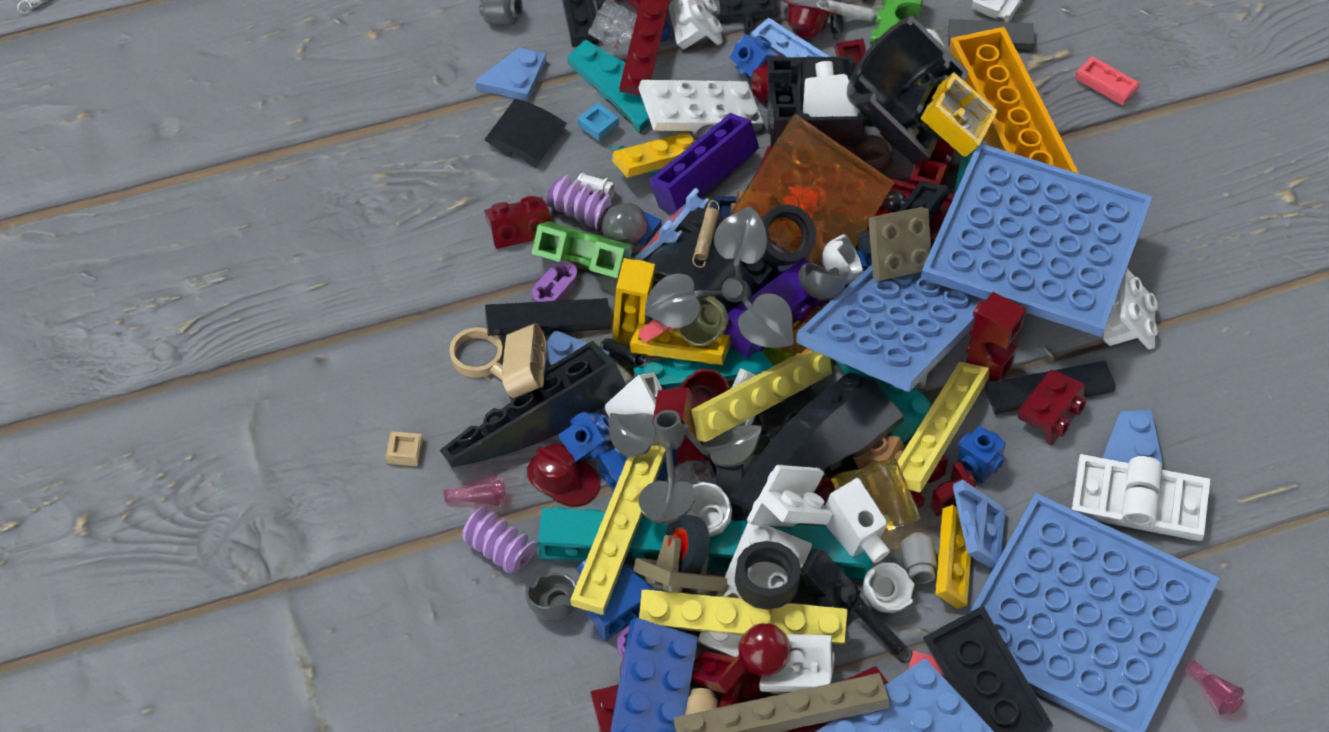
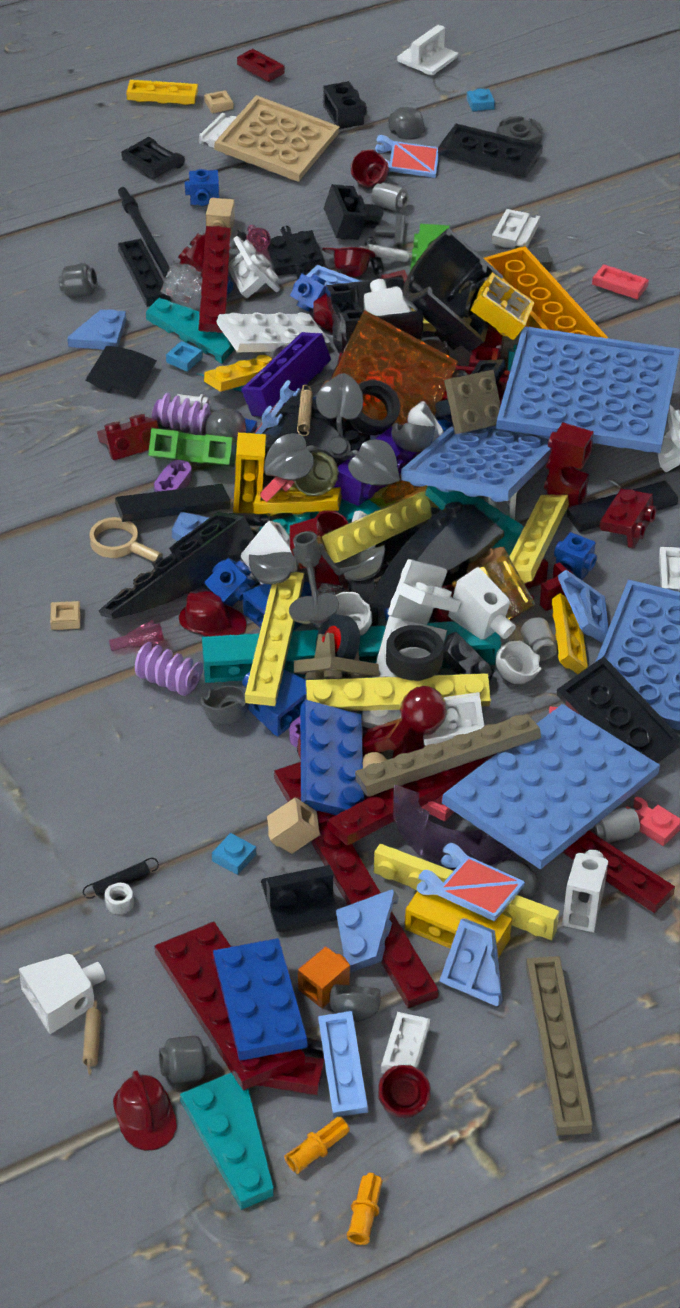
camera: 10 degrees left, 10 degrees down
(524, 360) = (160, 532): tan beam -> none
(879, 628) = (517, 693): black piece -> none

